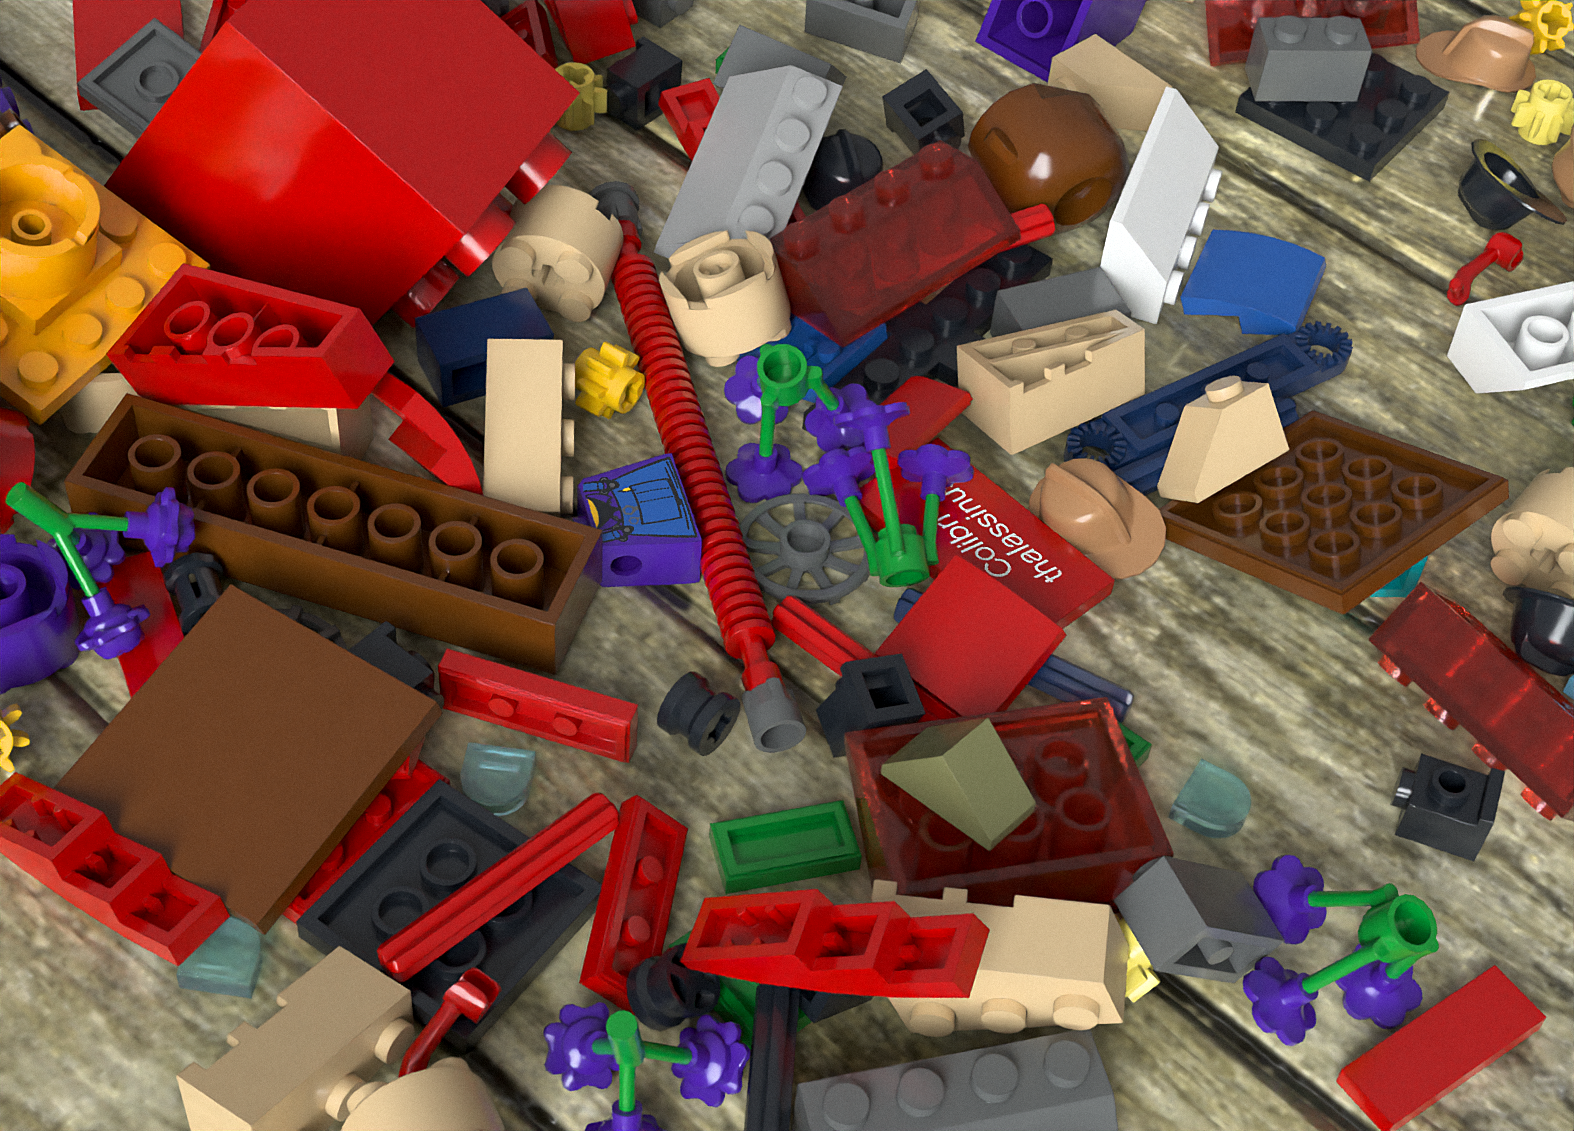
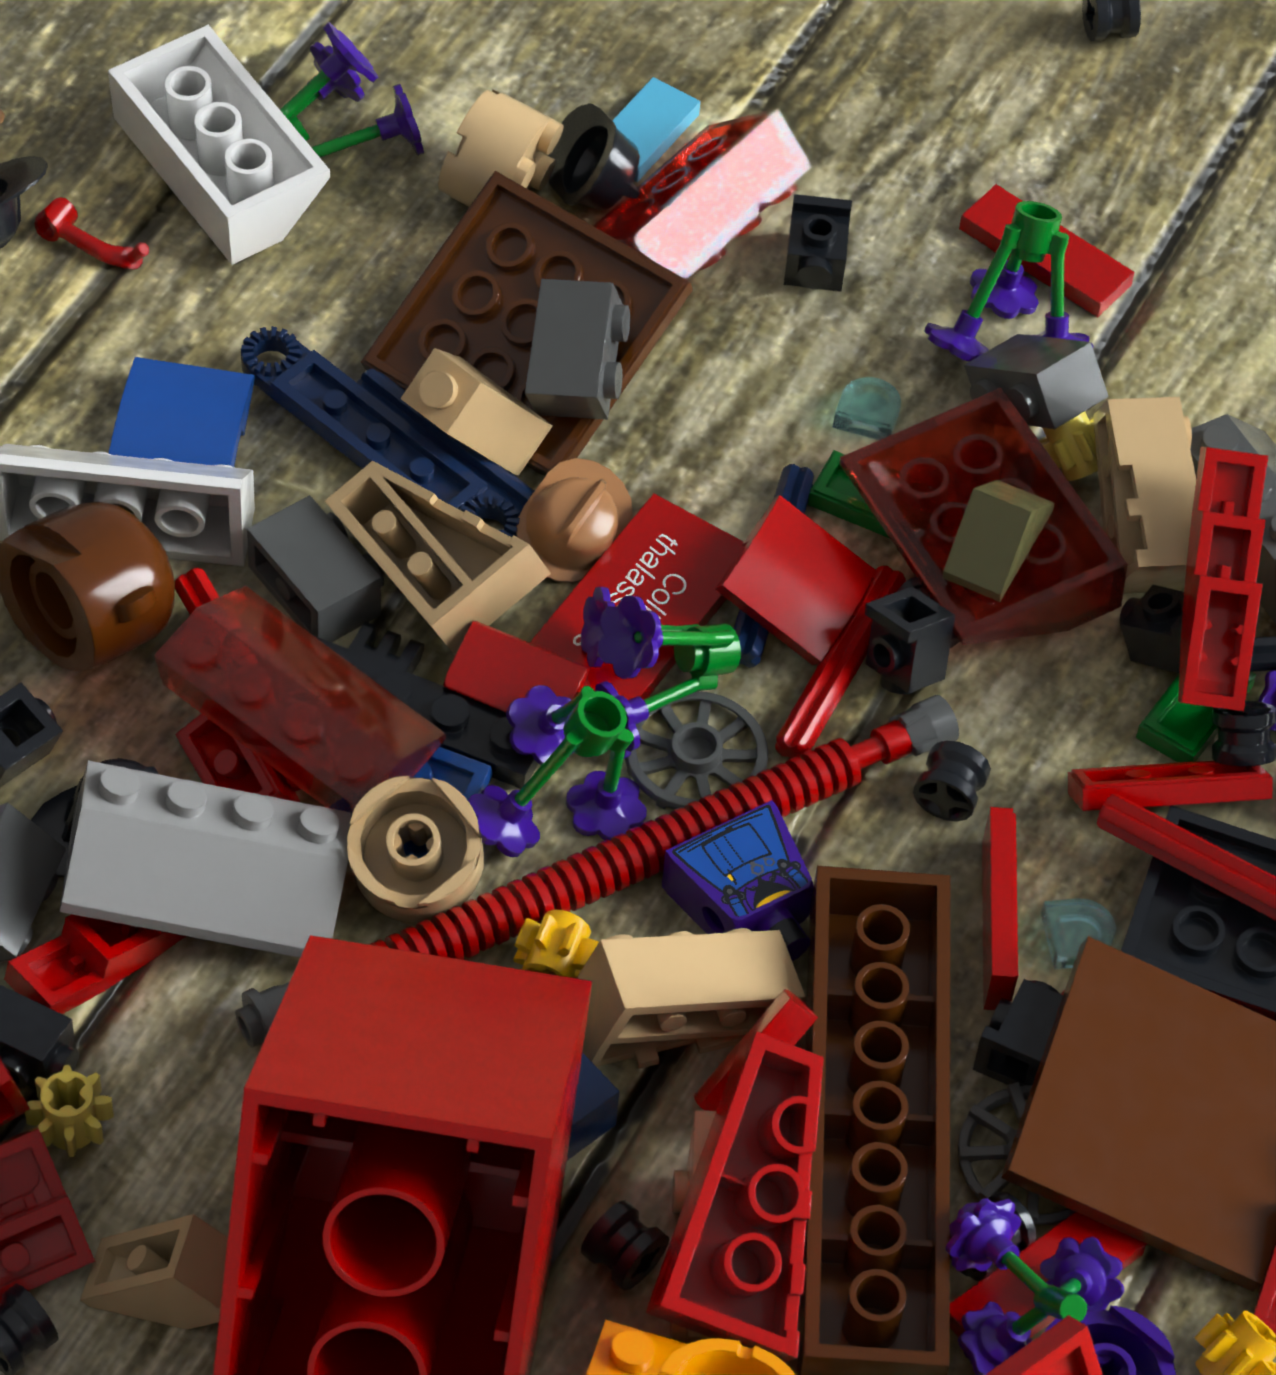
camera: 105 degrees left, 5 degrees up
(784, 846) = (1050, 701): green tile -> none
(1267, 500) = (576, 349): none -> dark grey brick

